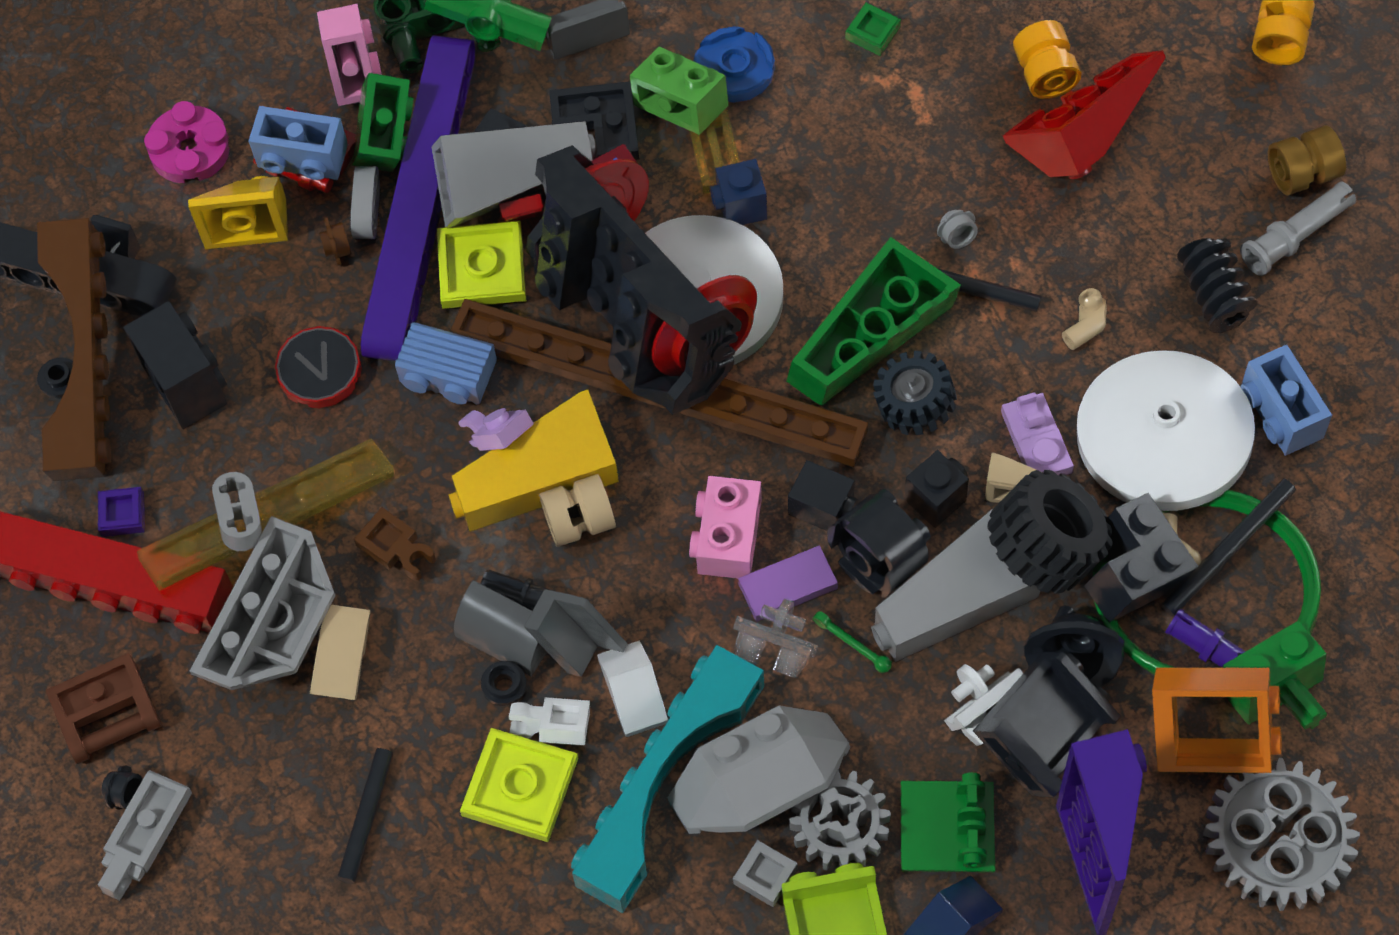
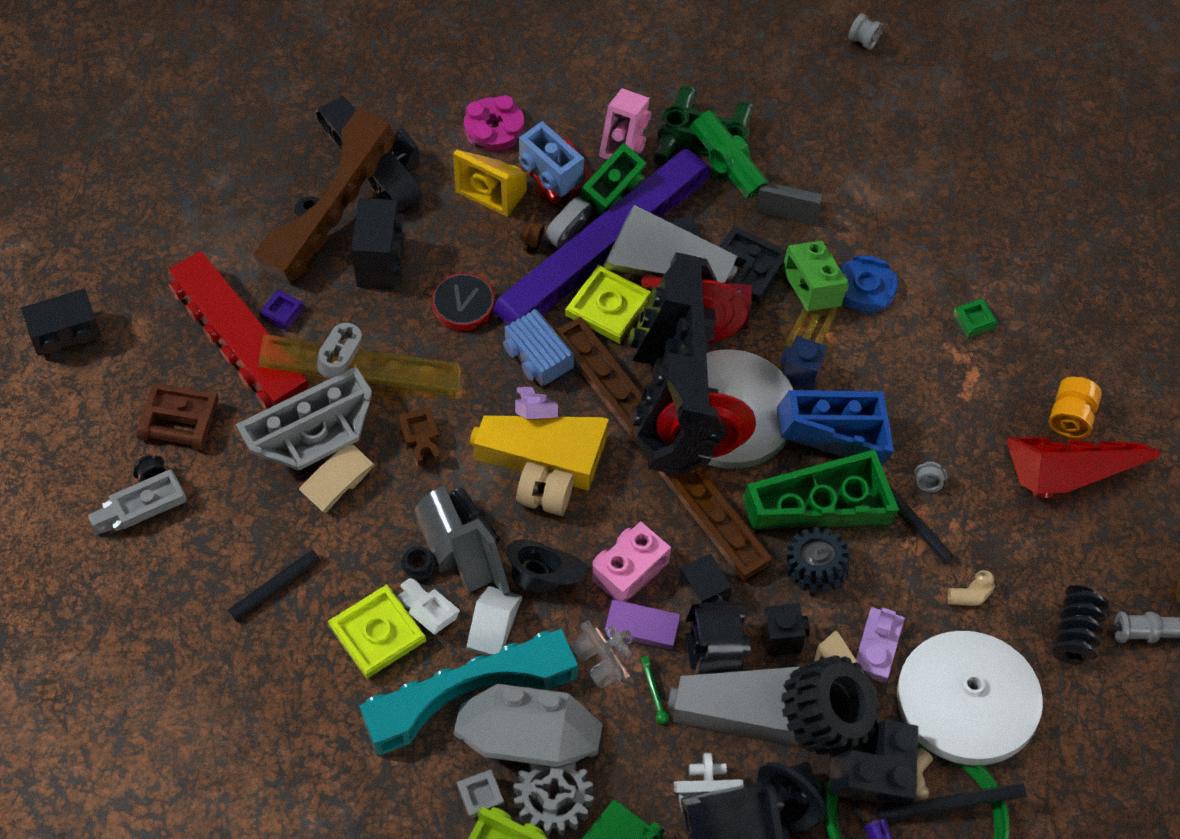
camera: 30 degrees right, 5 degrees down
(643, 595) = (541, 567): none -> black piece
(827, 233) = (837, 421): none -> blue wedge
(1285, 400) = (1066, 732): medium blue brick -> none

